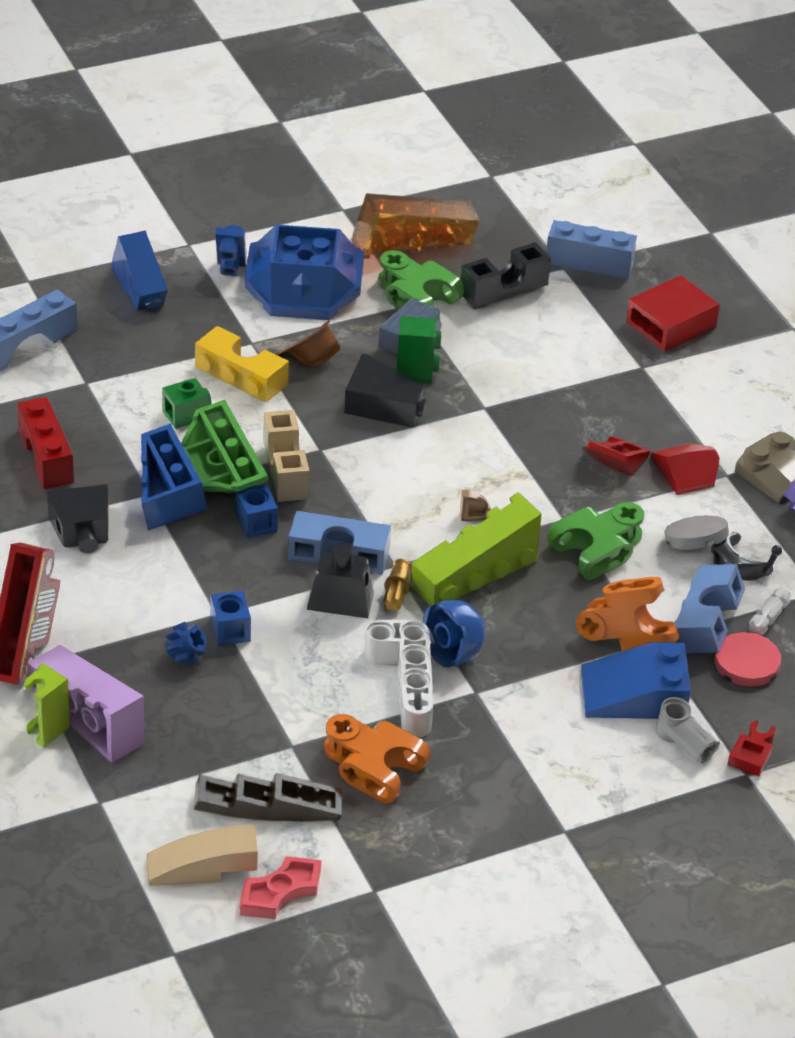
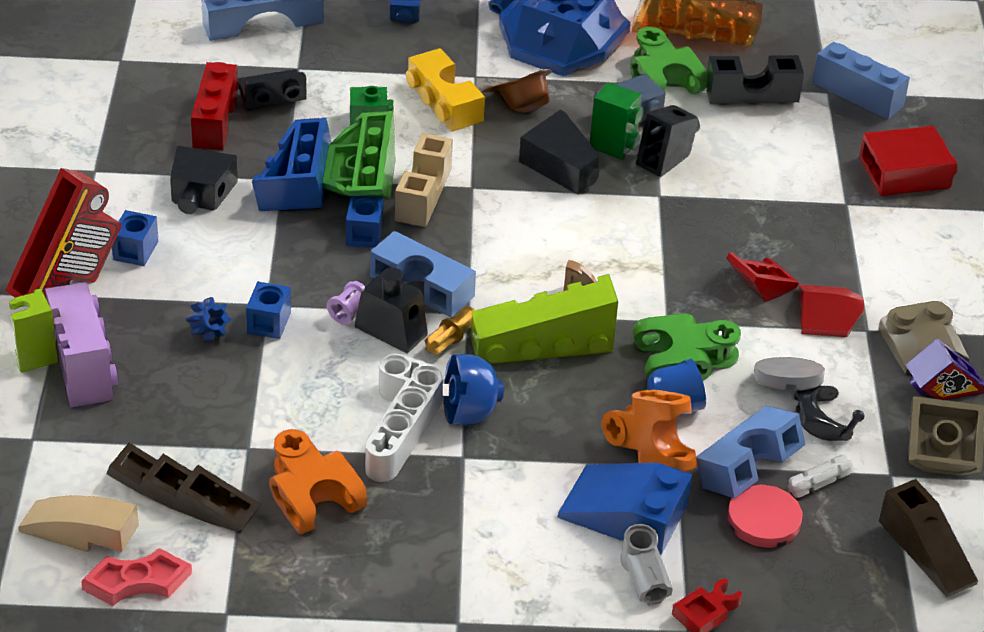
camera: 25 degrees right, 0 degrees up
(70, 592) = (136, 238): none -> blue brick
(86, 409) = (273, 88): none -> black bracket
(289, 587) = (345, 302): none -> lavender bush
(469, 345) = (666, 139): none -> black torso
(621, 565) = (680, 379): none -> blue helmet

